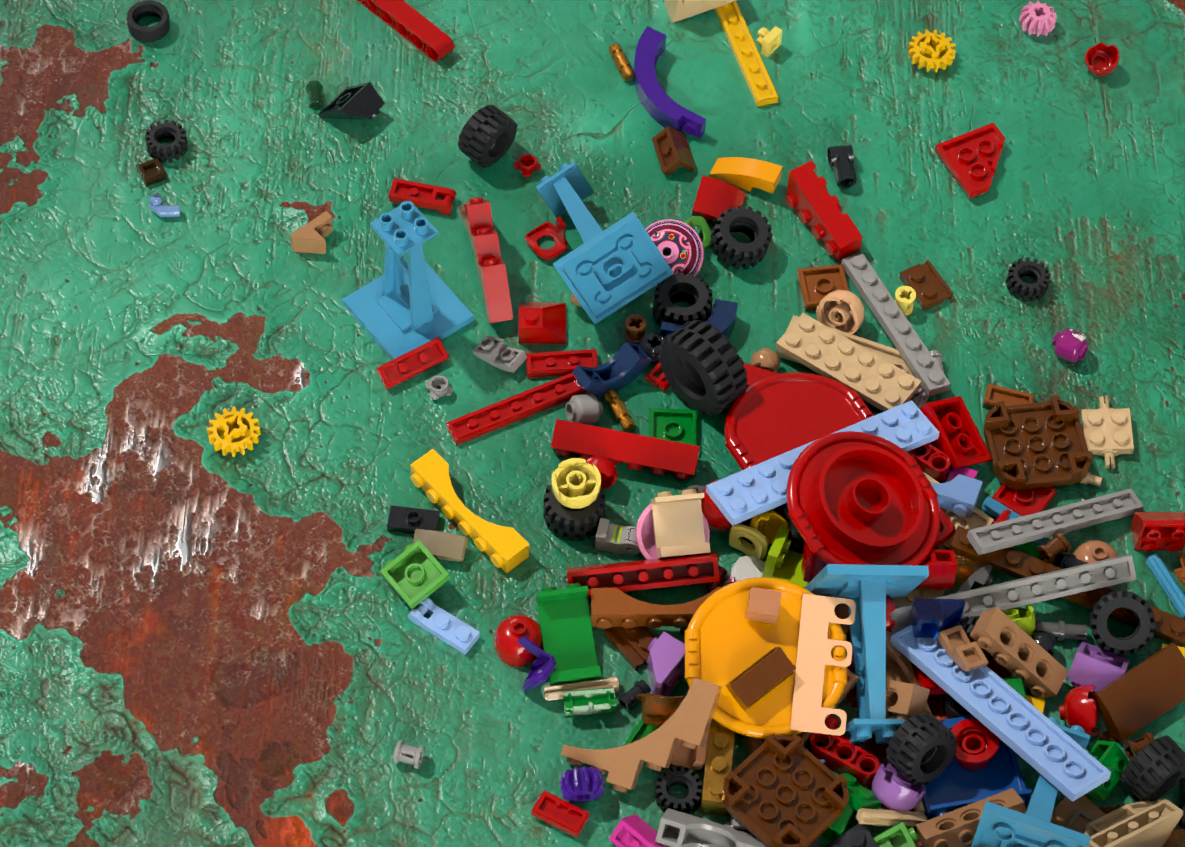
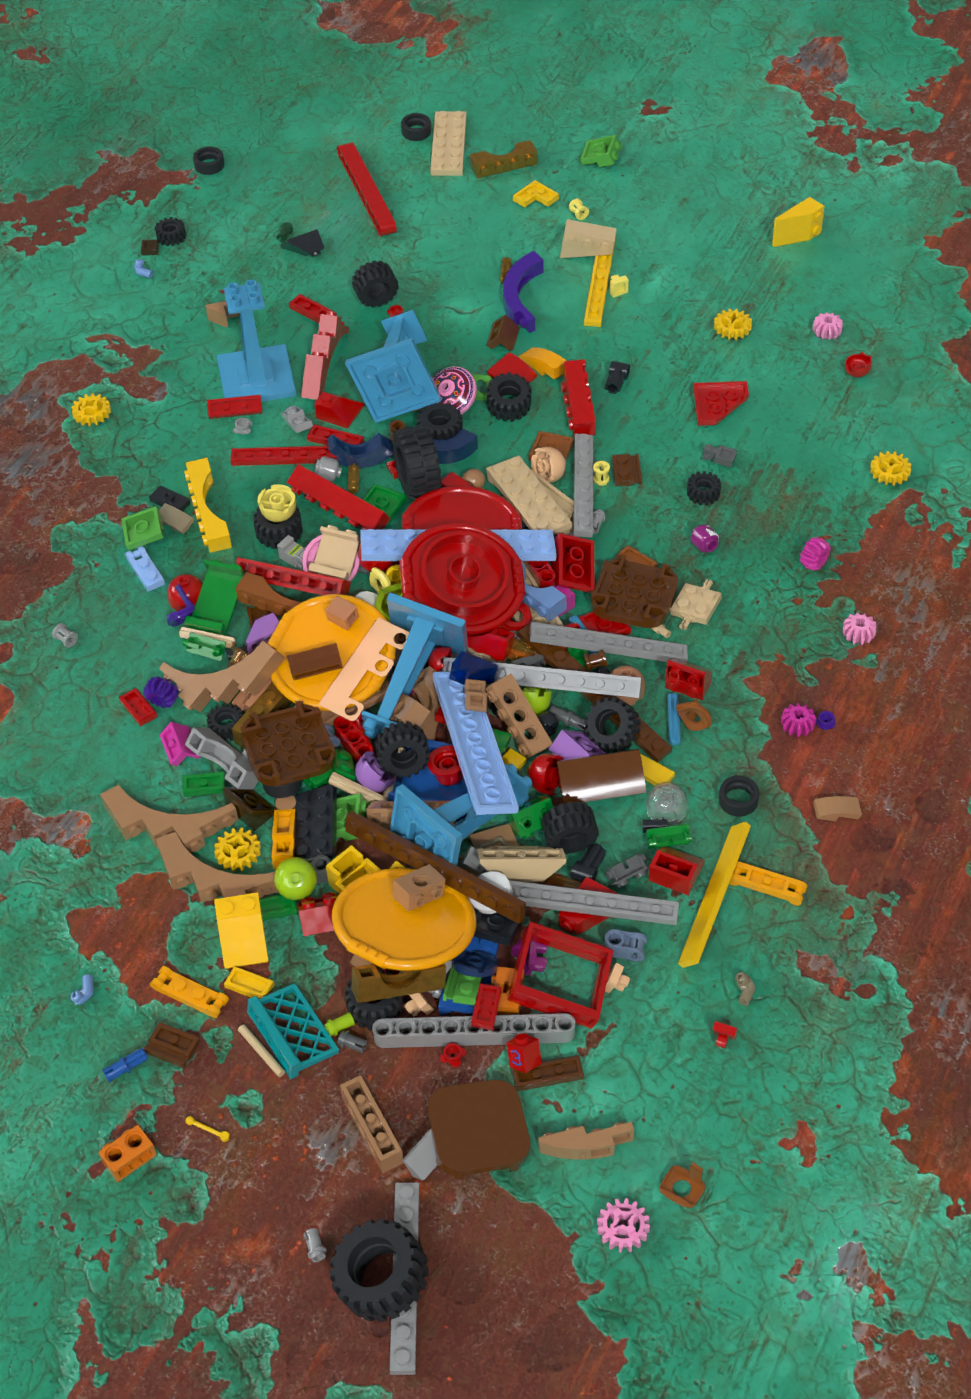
camera: 30 degrees right, 5 degrees down
(606, 469) = (309, 508): red hair -> none
(1022, 227) = (721, 455): none -> dark grey plate

